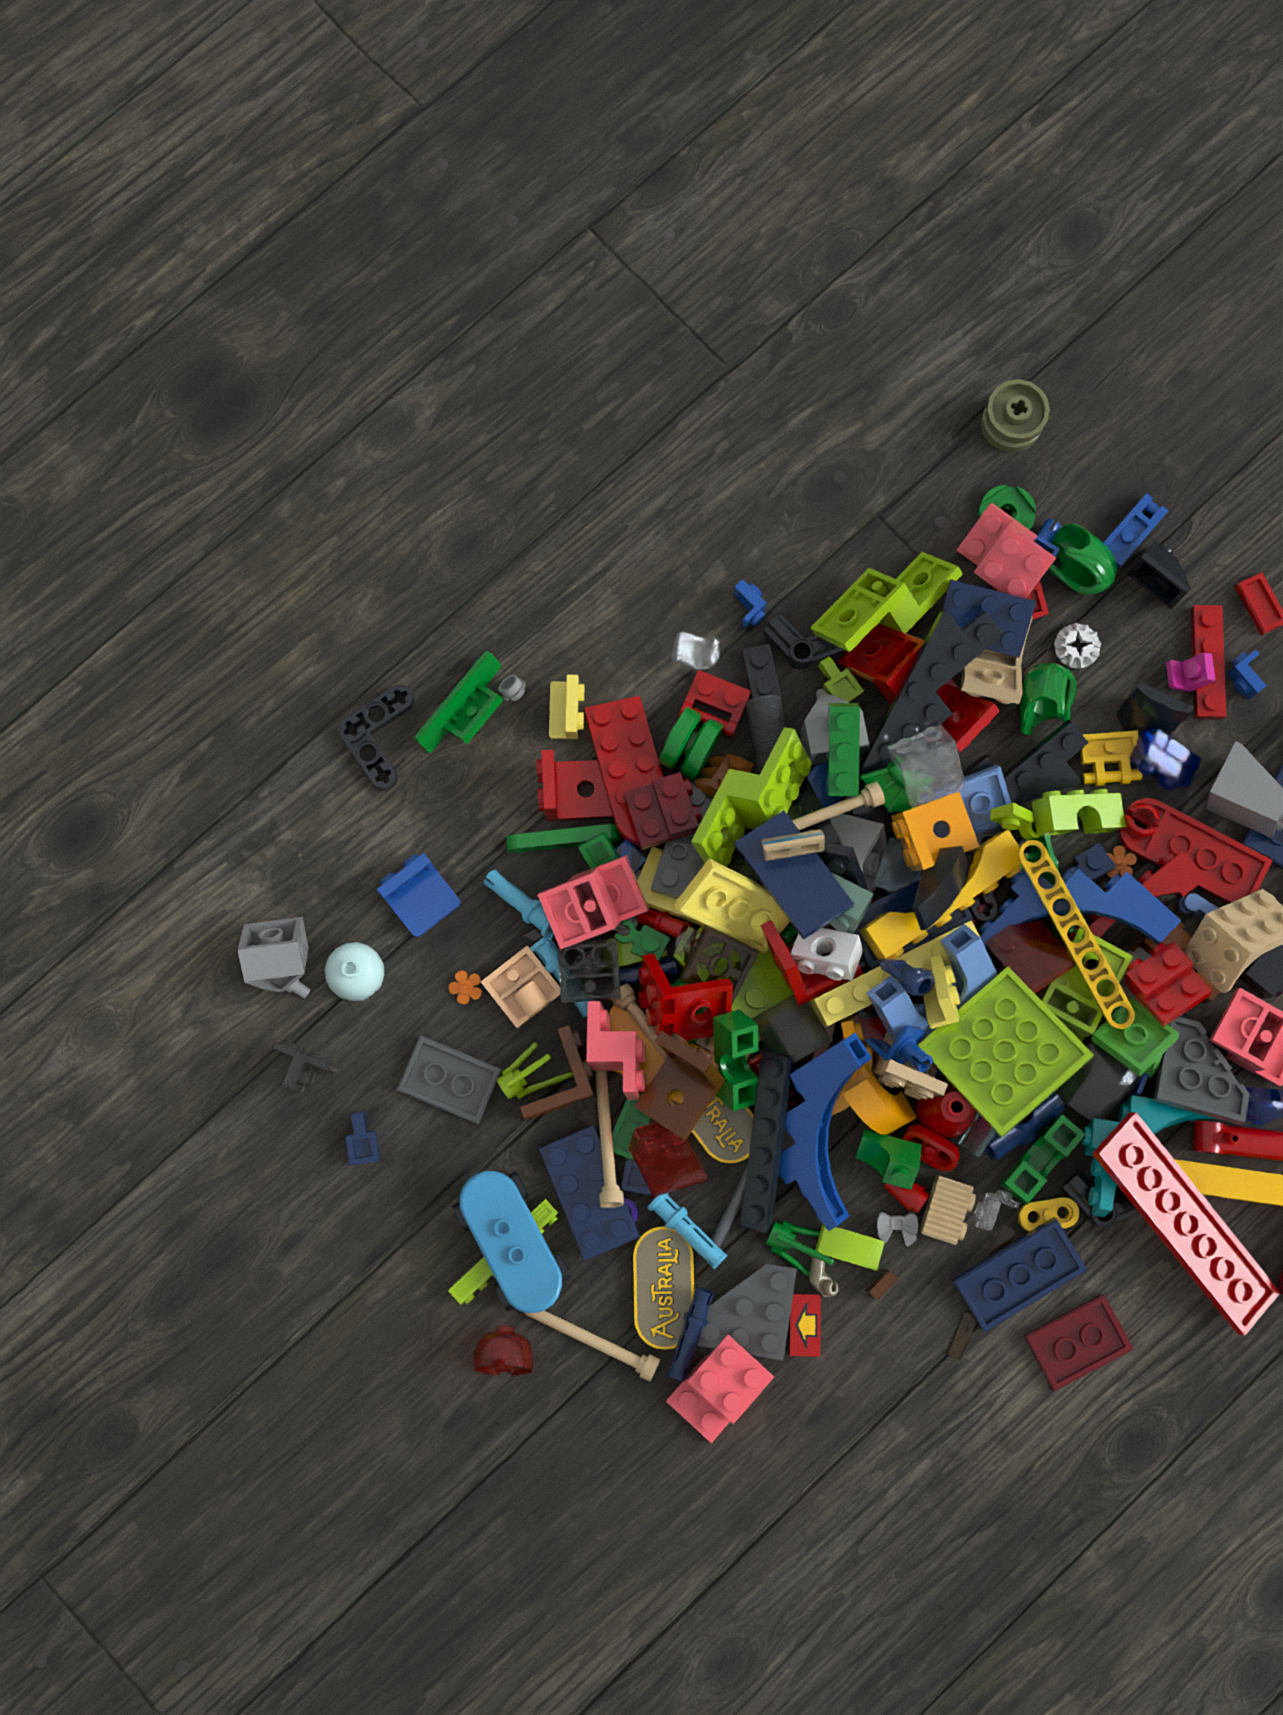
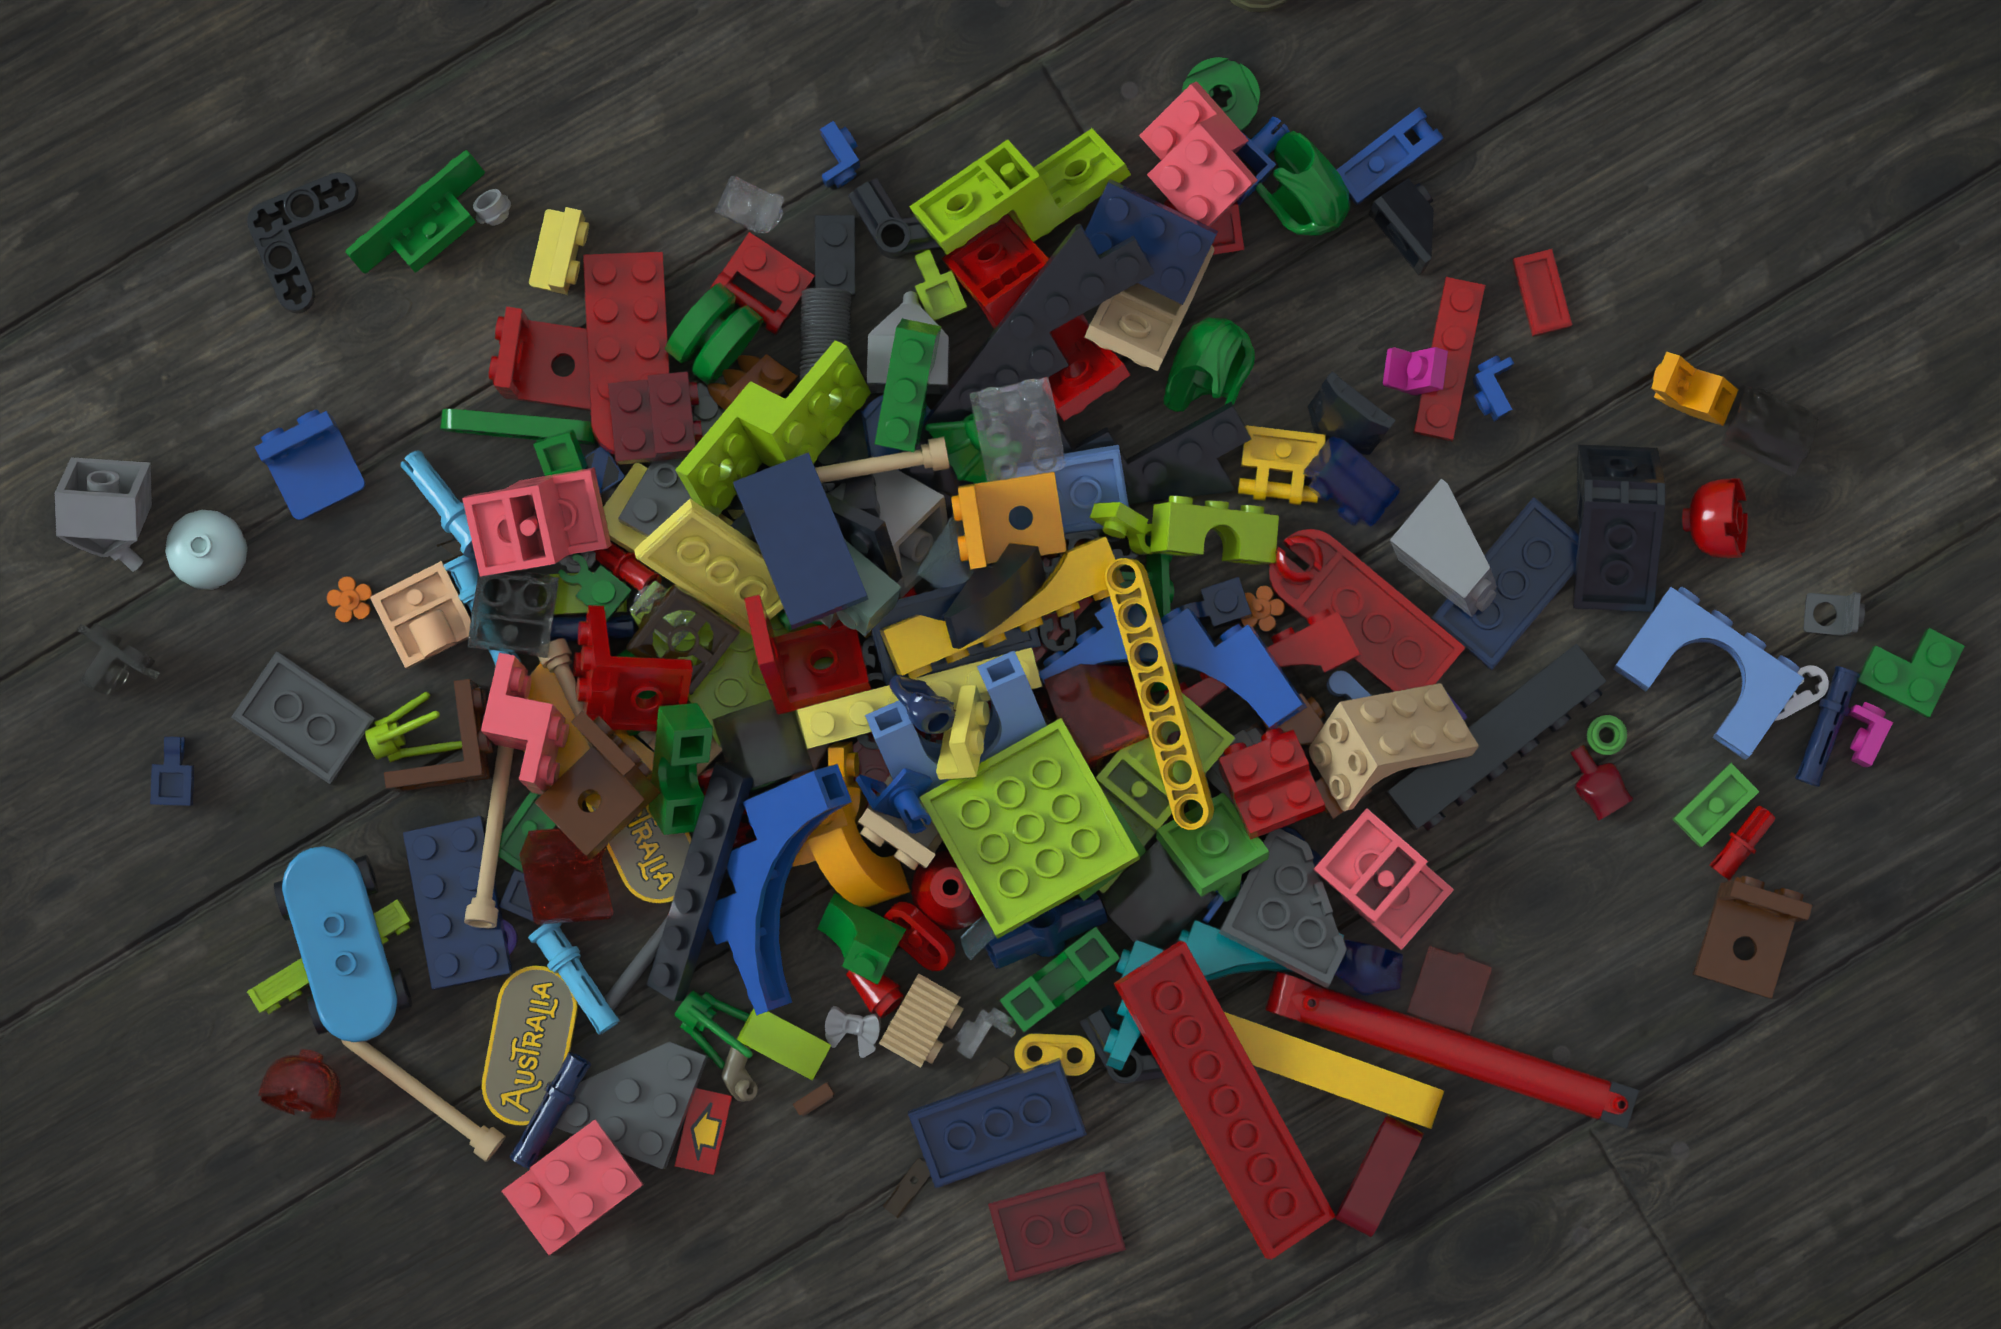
camera: 15 degrees right, 5 degrees up
(793, 845) = (806, 501): tan slope -> none
(839, 965) = (843, 668): white brick -> none
(1068, 655) = (1259, 311): white gear -> none

